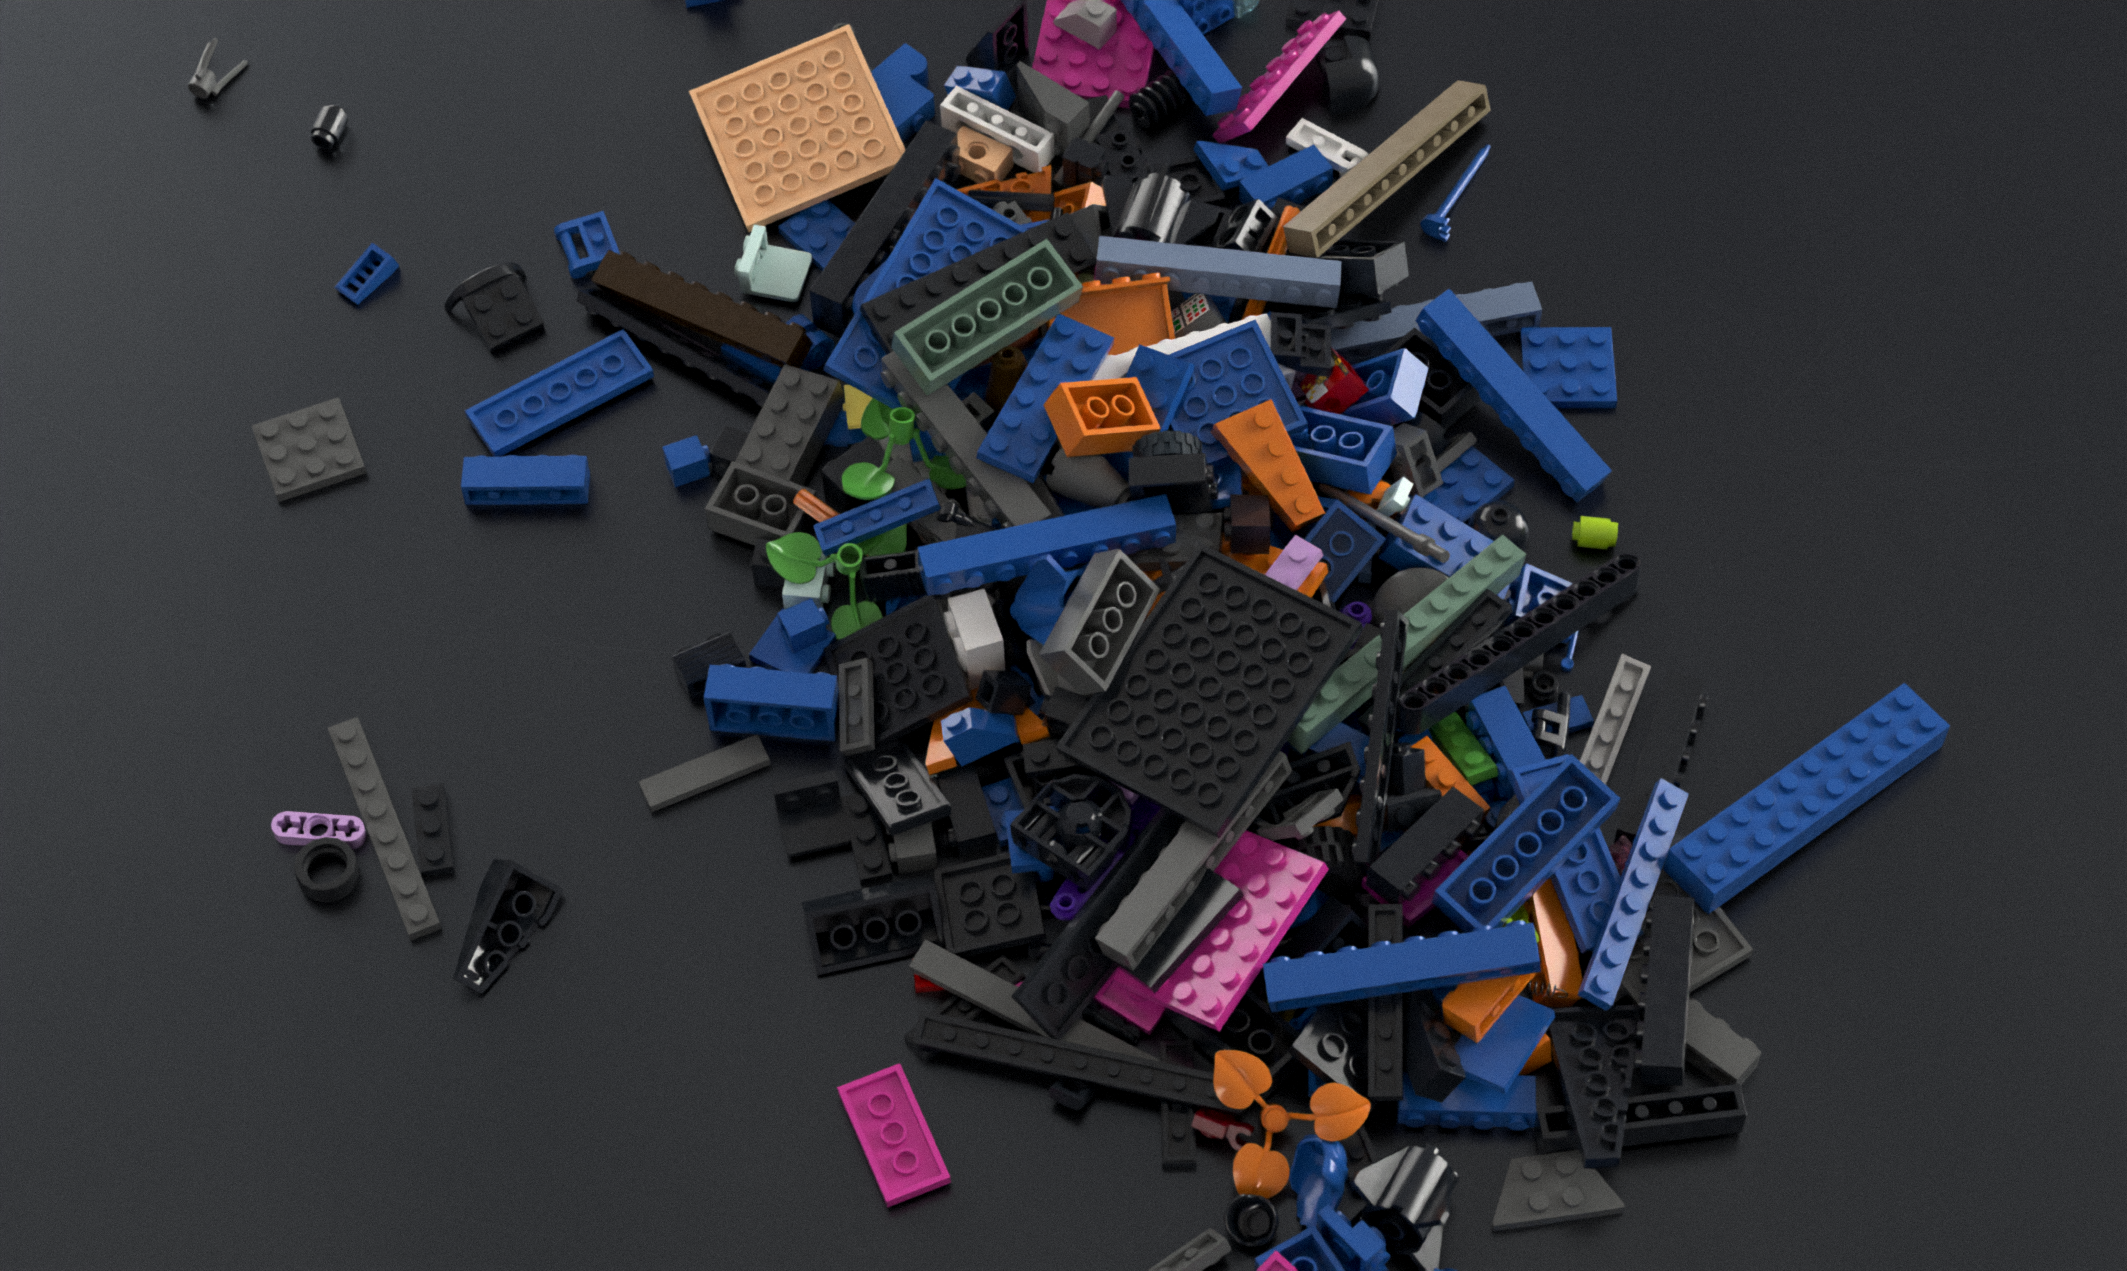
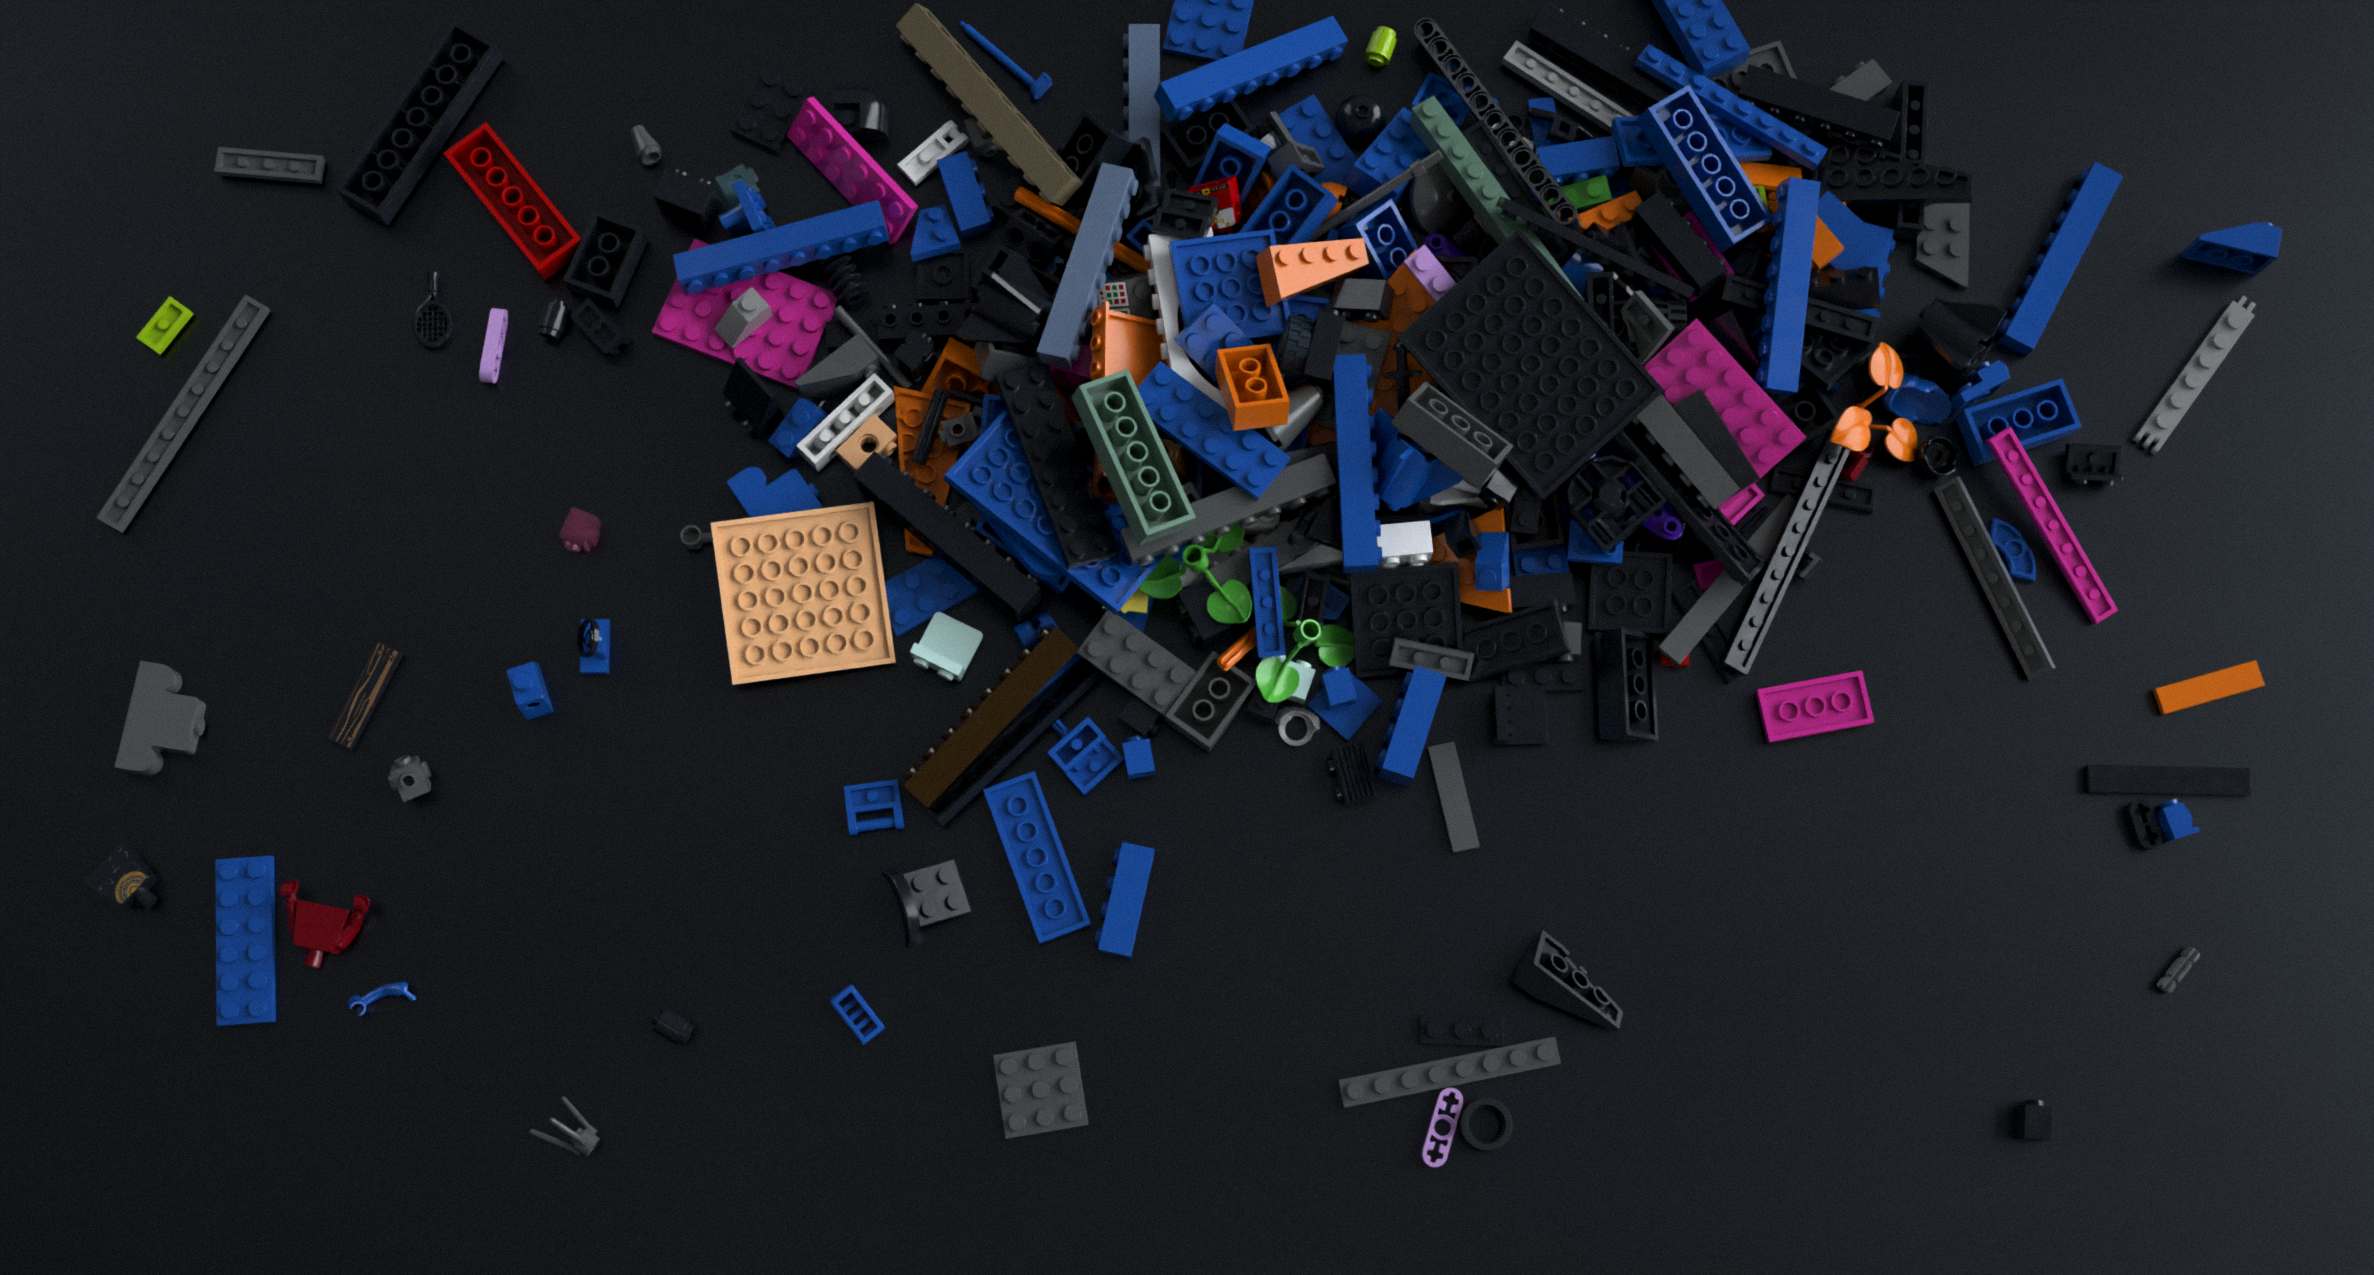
camera: 85 degrees left, 20 degrees up
(680, 409) = (1084, 754): none -> blue plate
(762, 591) = (1311, 721): none -> light grey piece
(1395, 497) = (1347, 183): light aqua plate -> none

